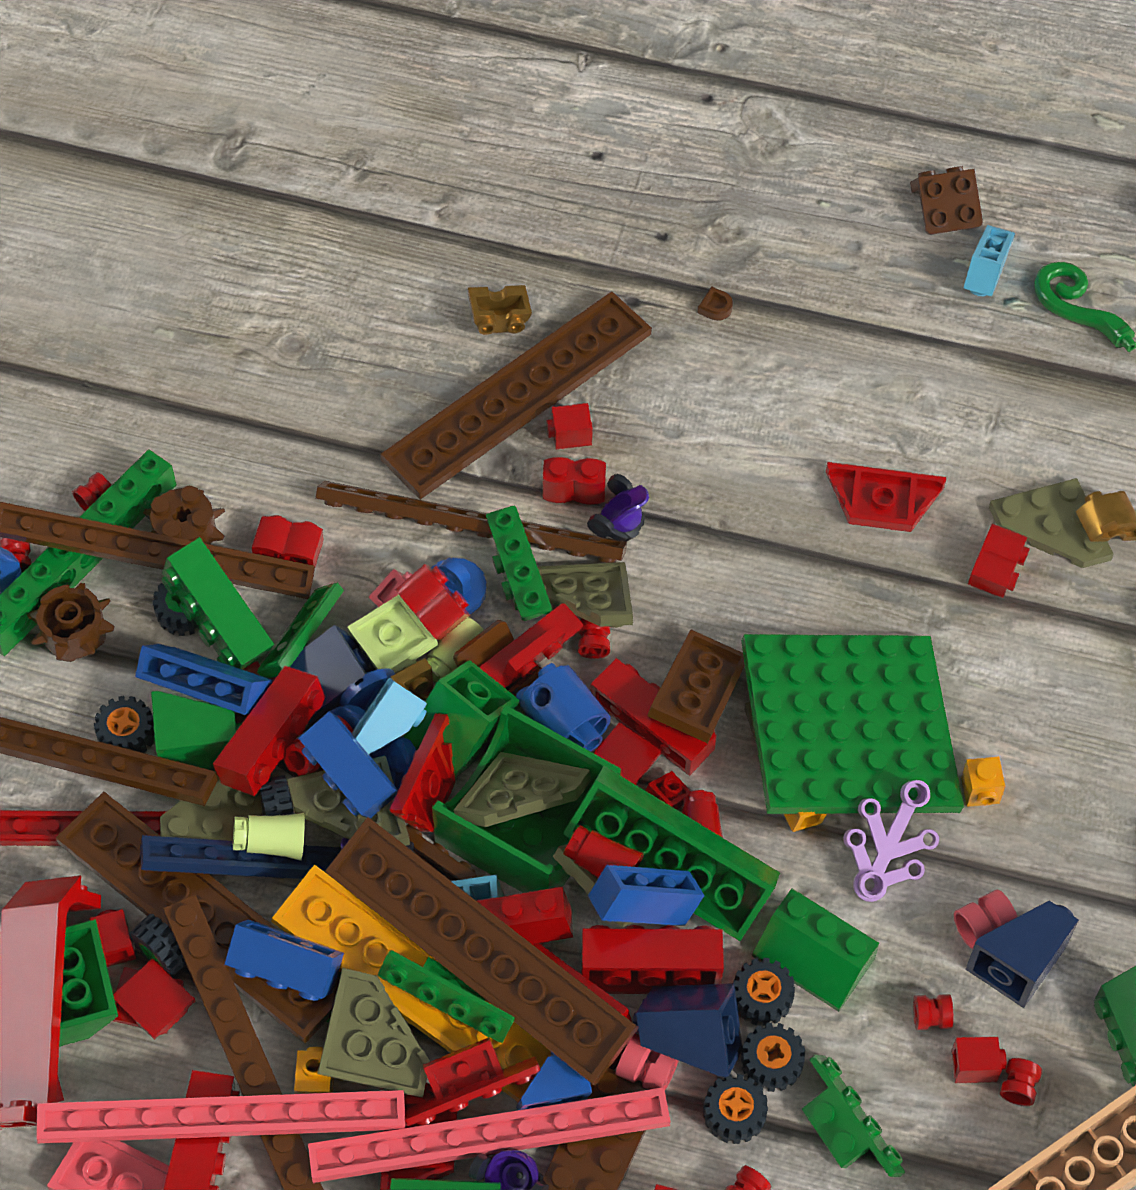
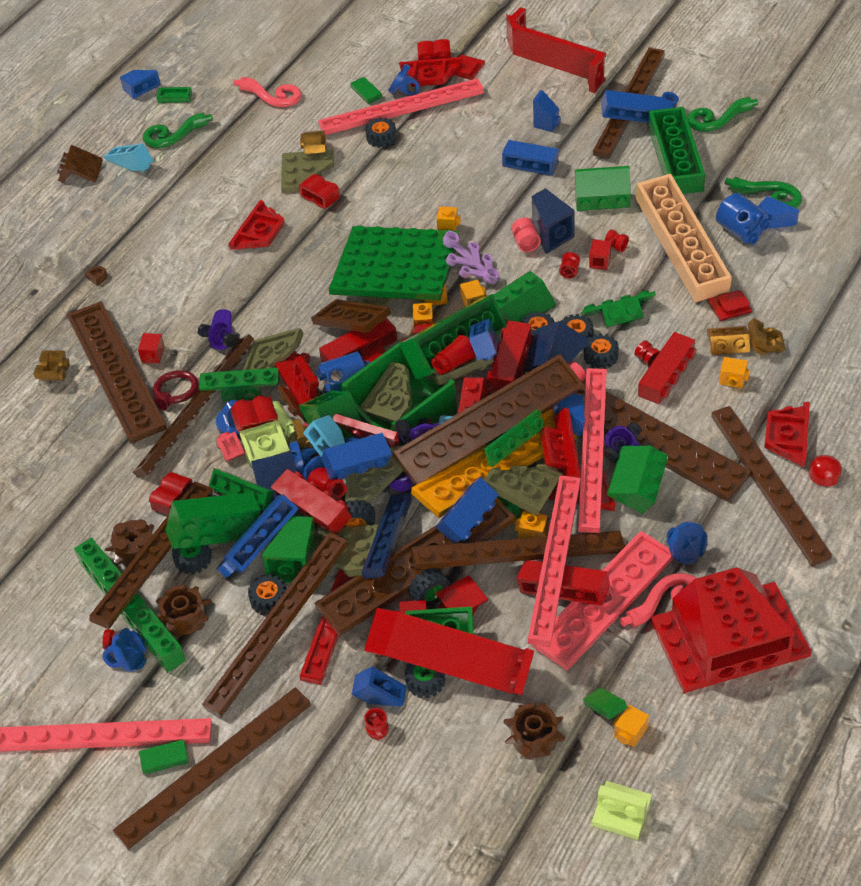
camera: 70 degrees left, 10 degrees down
(89, 493) = (87, 591): red wheel -> none
(270, 835) = (381, 510): yellowish green plant -> none
(438, 846) = (407, 434): none -> cap
(473, 476) = (164, 399): none -> dark red piece
(574, 480) = (190, 351): red brick -> none
(739, 799) = (422, 314): none -> light orange brick
(812, 866) = (471, 291): none -> light orange brick

